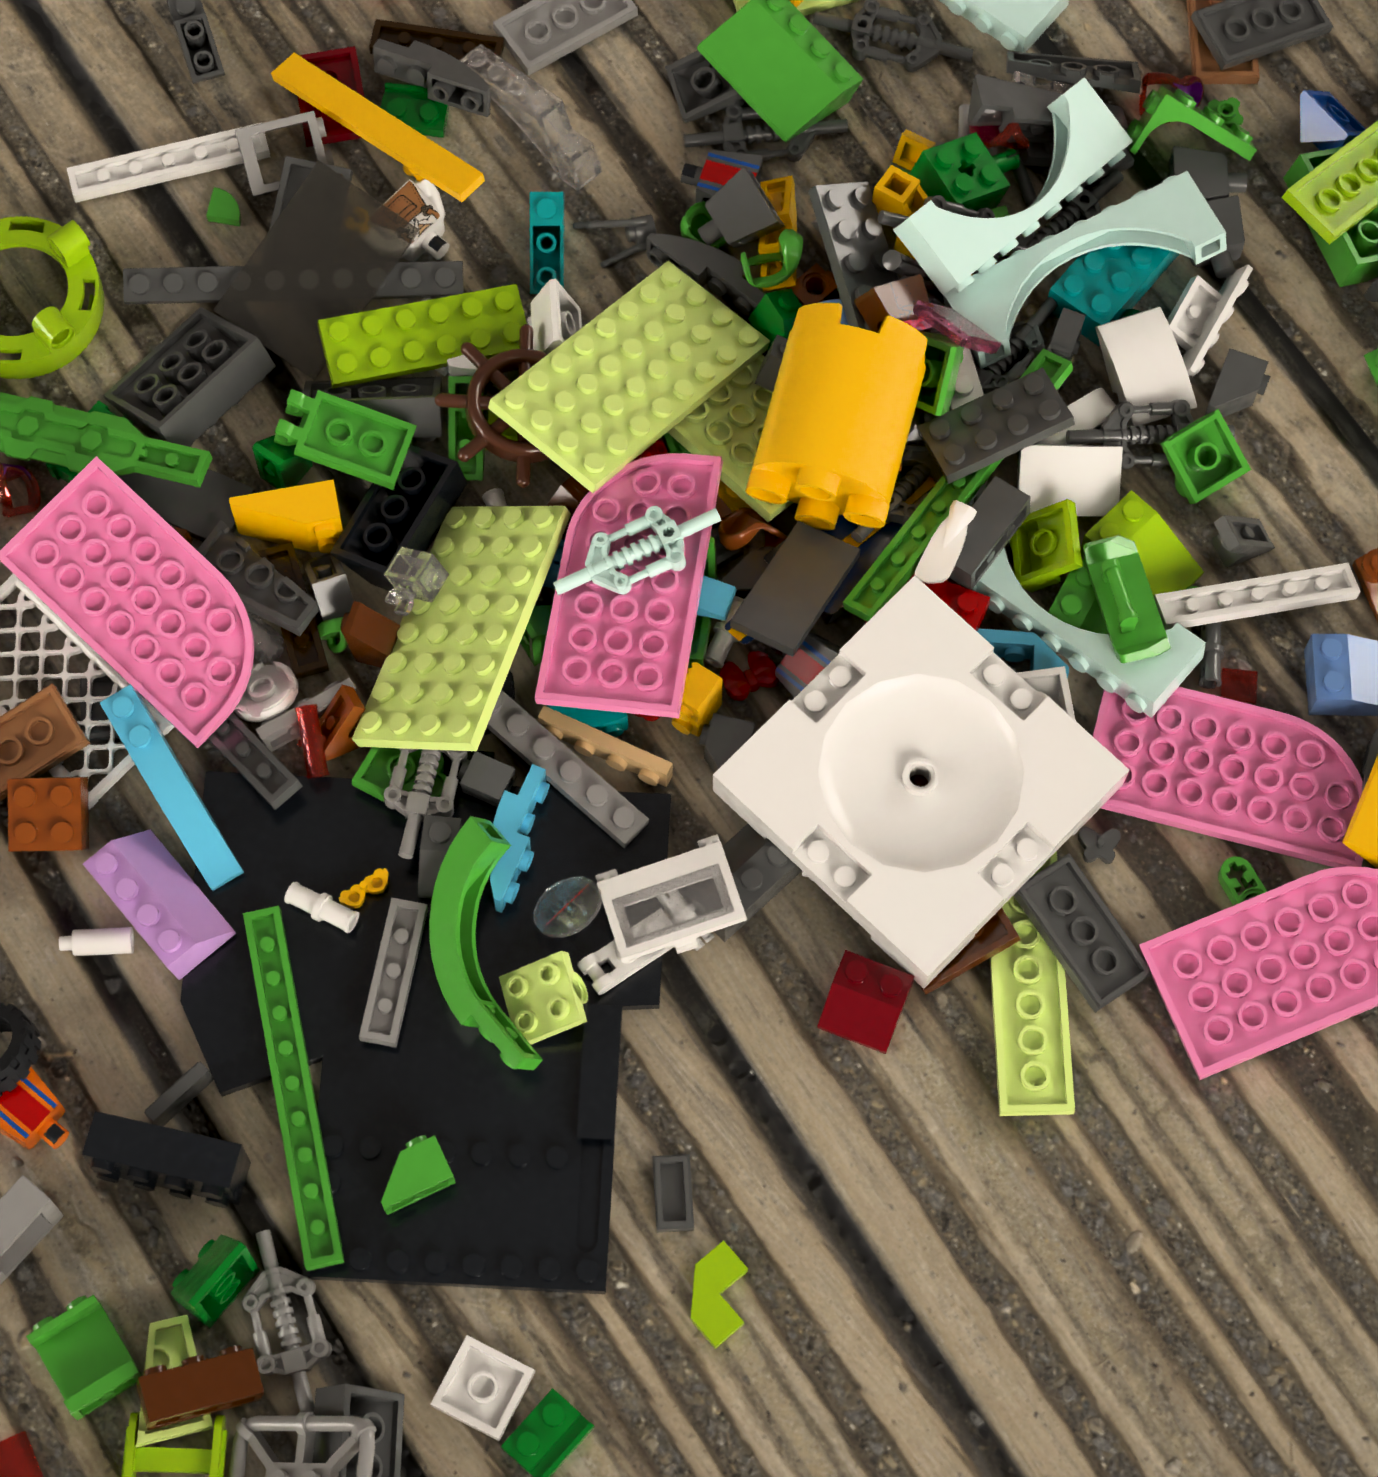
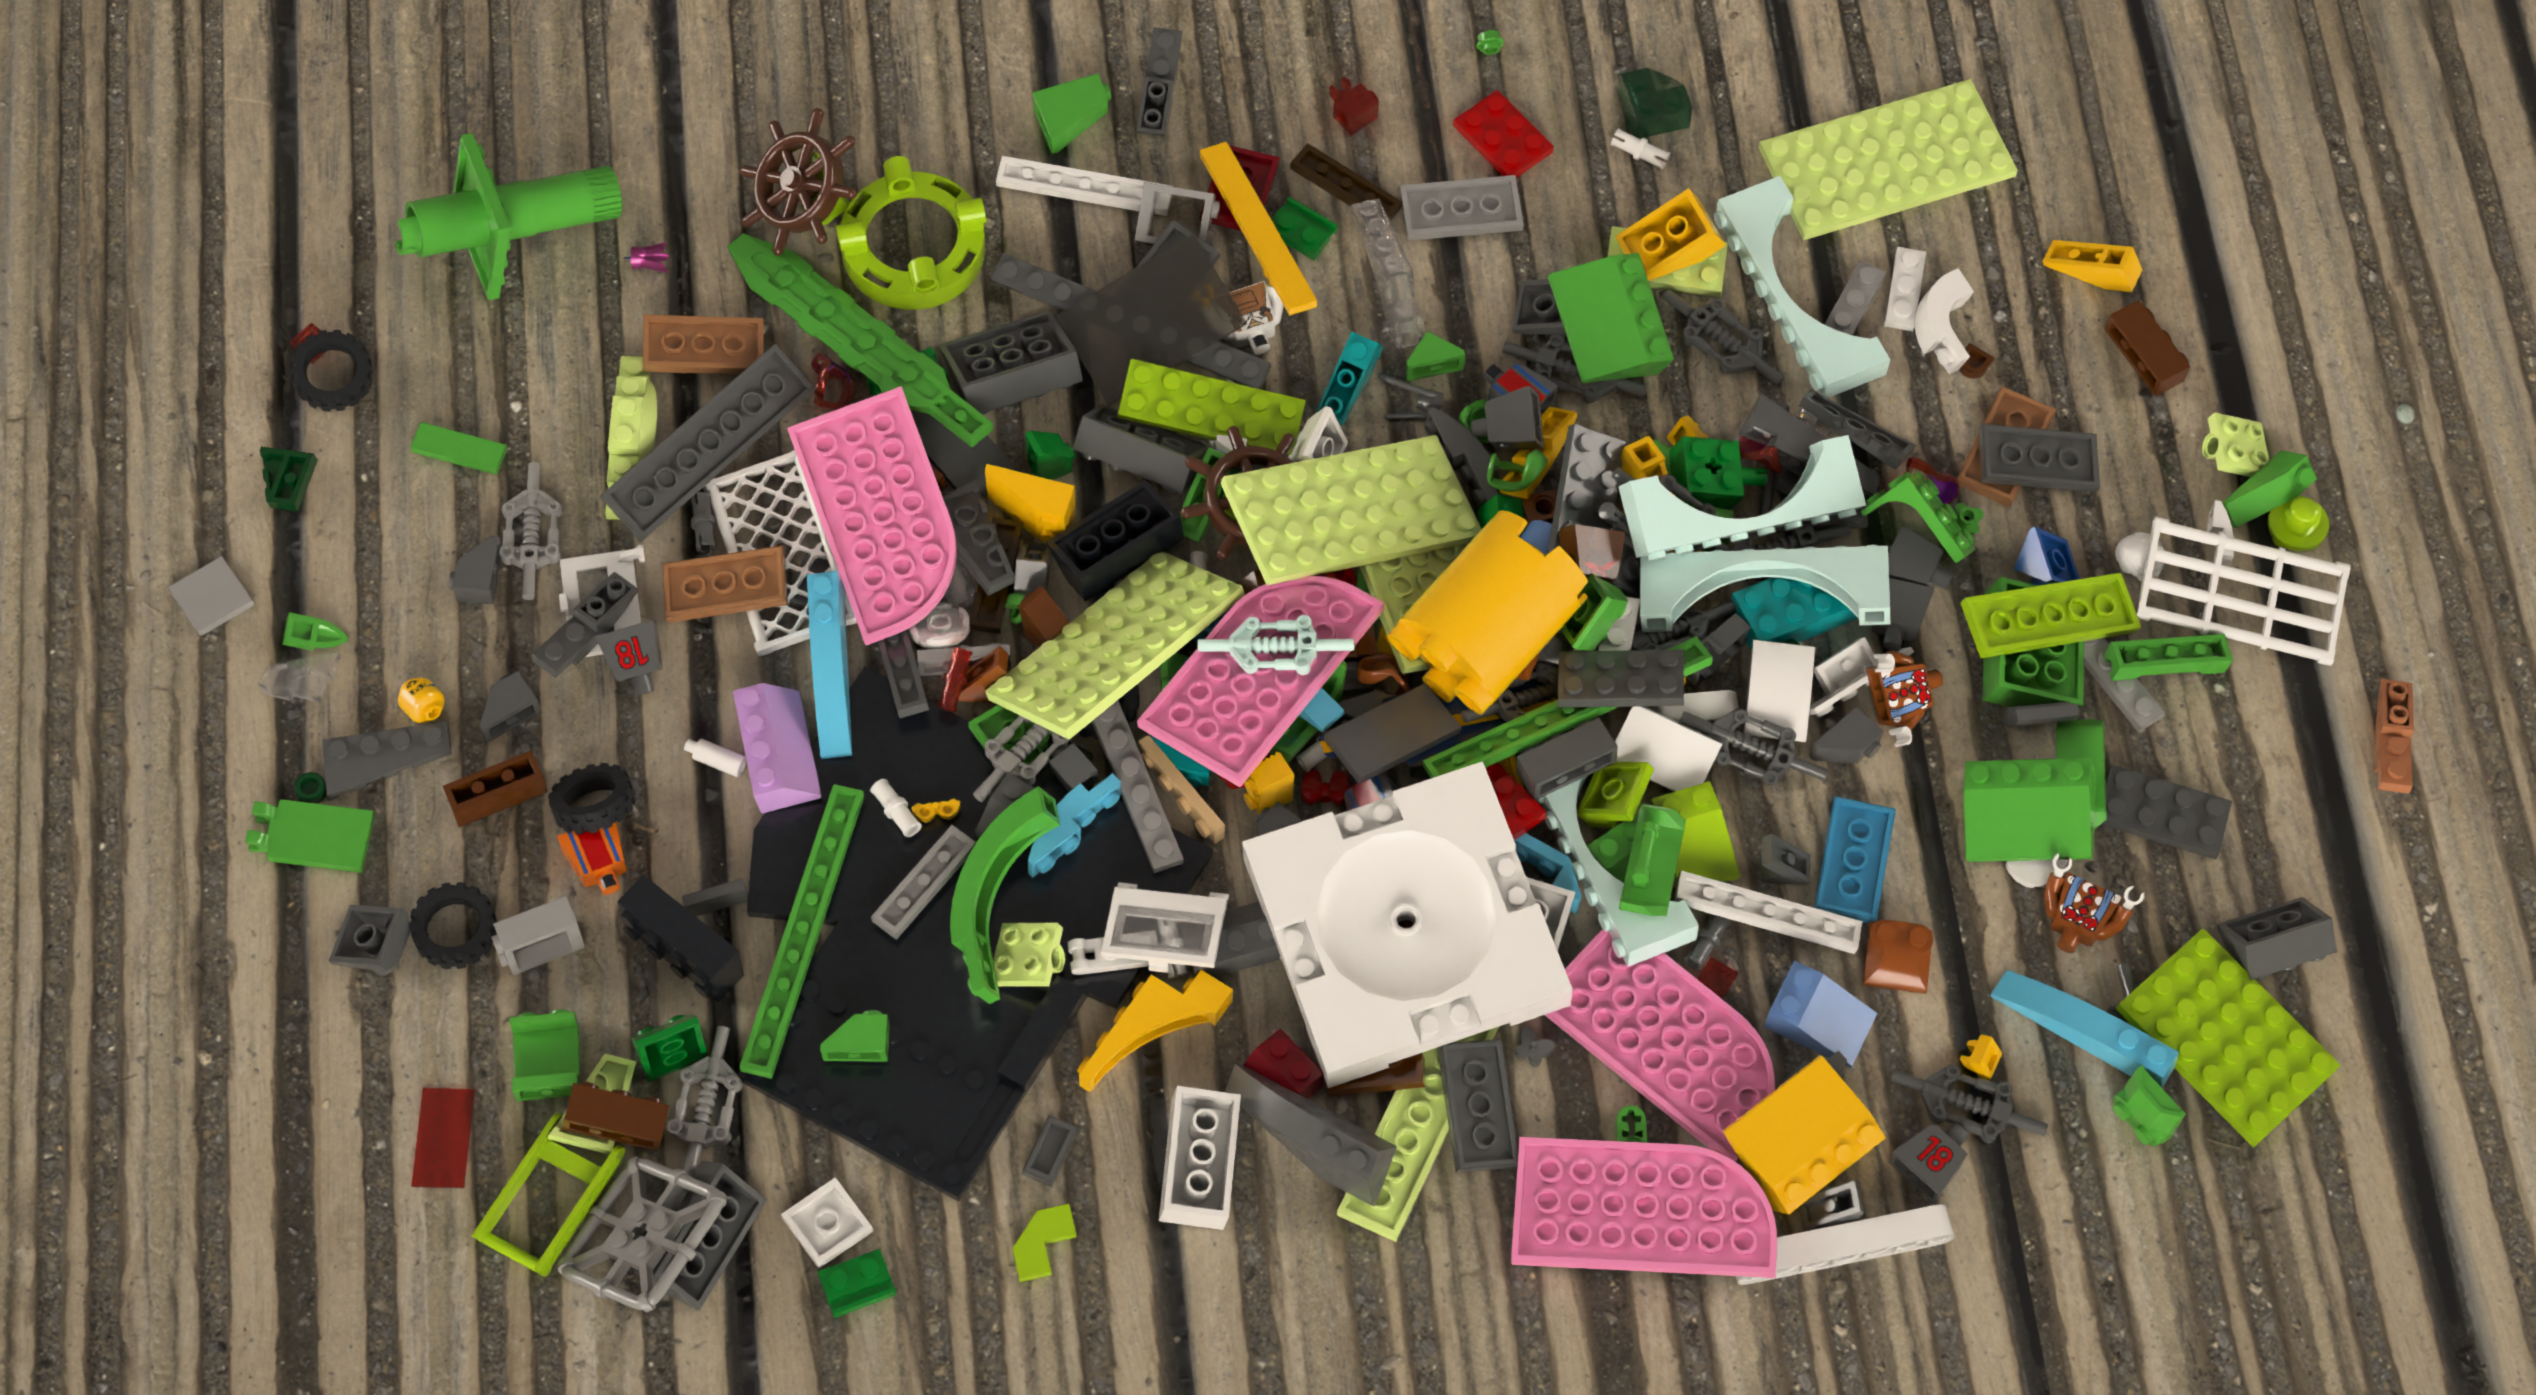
camera: 25 degrees right, 5 degrees down
(48, 814) = (727, 642): dark orange brick -> none
(111, 89) = (1070, 109): none -> bright green slope
(223, 208) = (1108, 240): bright green tile -> none
(346, 437) = (1104, 459): bright green tile -> none
(414, 576) = (1098, 589): clear brick -> none
(440, 73) = (1334, 208): dark grey slope -> none
(567, 907) = (1082, 895): clear piece -> none
(622, 182) = (1433, 358): none -> bright green slope
(703, 994) = (1154, 1013): none -> yellow arch
(833, 1126) = (1200, 1158): none -> white brick
(940, 1045) = (1317, 1137): none -> dark grey wedge
(945, 545) = (1527, 752): white piece -> none
(956, 327) = (1628, 586): clear pink tile -> none
(1204, 457) = (1786, 782): bright green slope -> none
(1264, 315) = (1901, 692): none -> torso
(1304, 504) = (1854, 859): none -> dark azure tile

